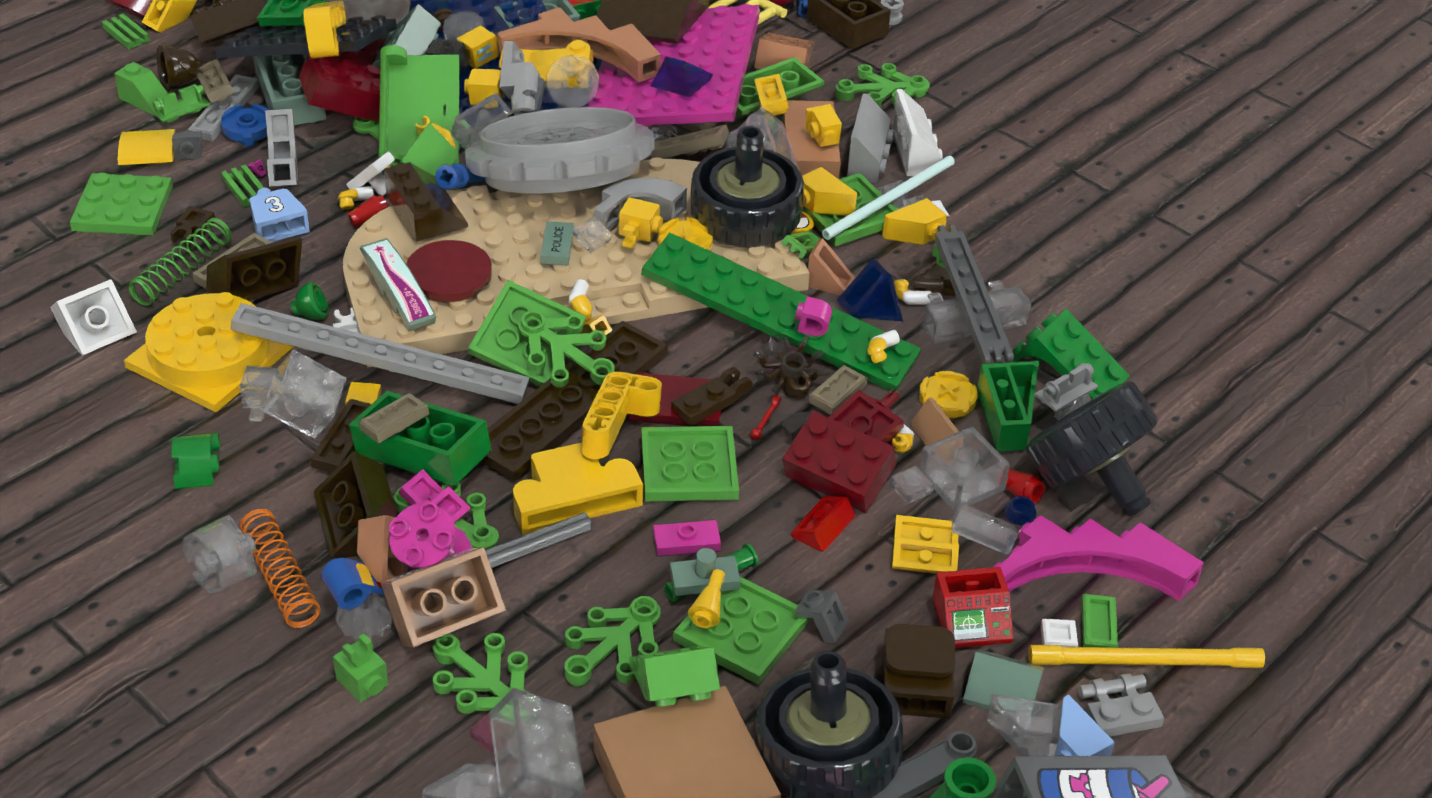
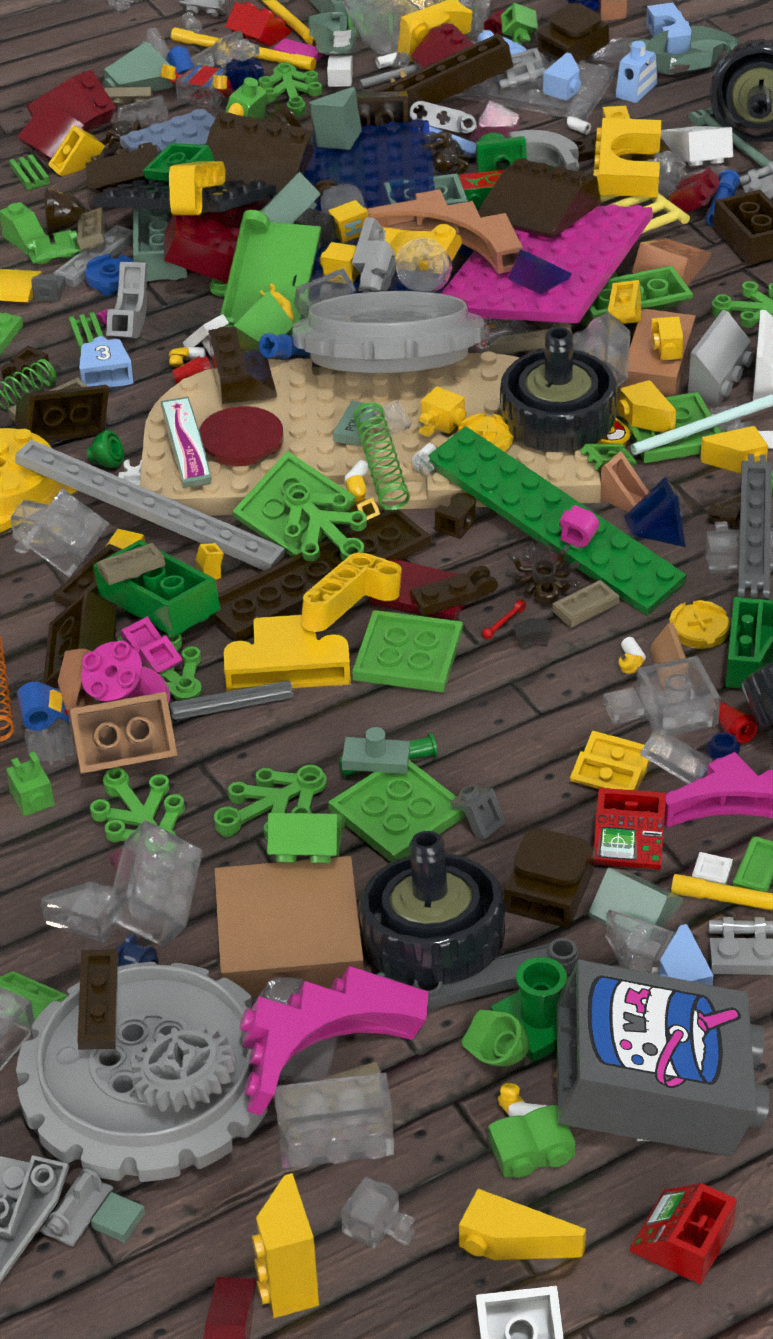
camera: 20 degrees right, 0 degrees up
(460, 399) = (209, 560): none -> yellow piece
(618, 305) = (373, 424): none -> bright green piece
(637, 272) = (421, 460): none -> clear arm
(667, 194) = (479, 390): light grey arch -> none
(684, 323) = (457, 517): none -> dark brown leg
(686, 537) = (392, 719): dark pink plate -> none
(706, 608) = (363, 783): yellow cone -> none
(824, 522) = (520, 727): red slope -> none
(839, 461) = (552, 670): dark red brick -> none
(870, 415) = (591, 641): dark red plate -> none
(881, 342) = (639, 562): yellow arm -> none
(908, 296) = (697, 520): white arm -> none

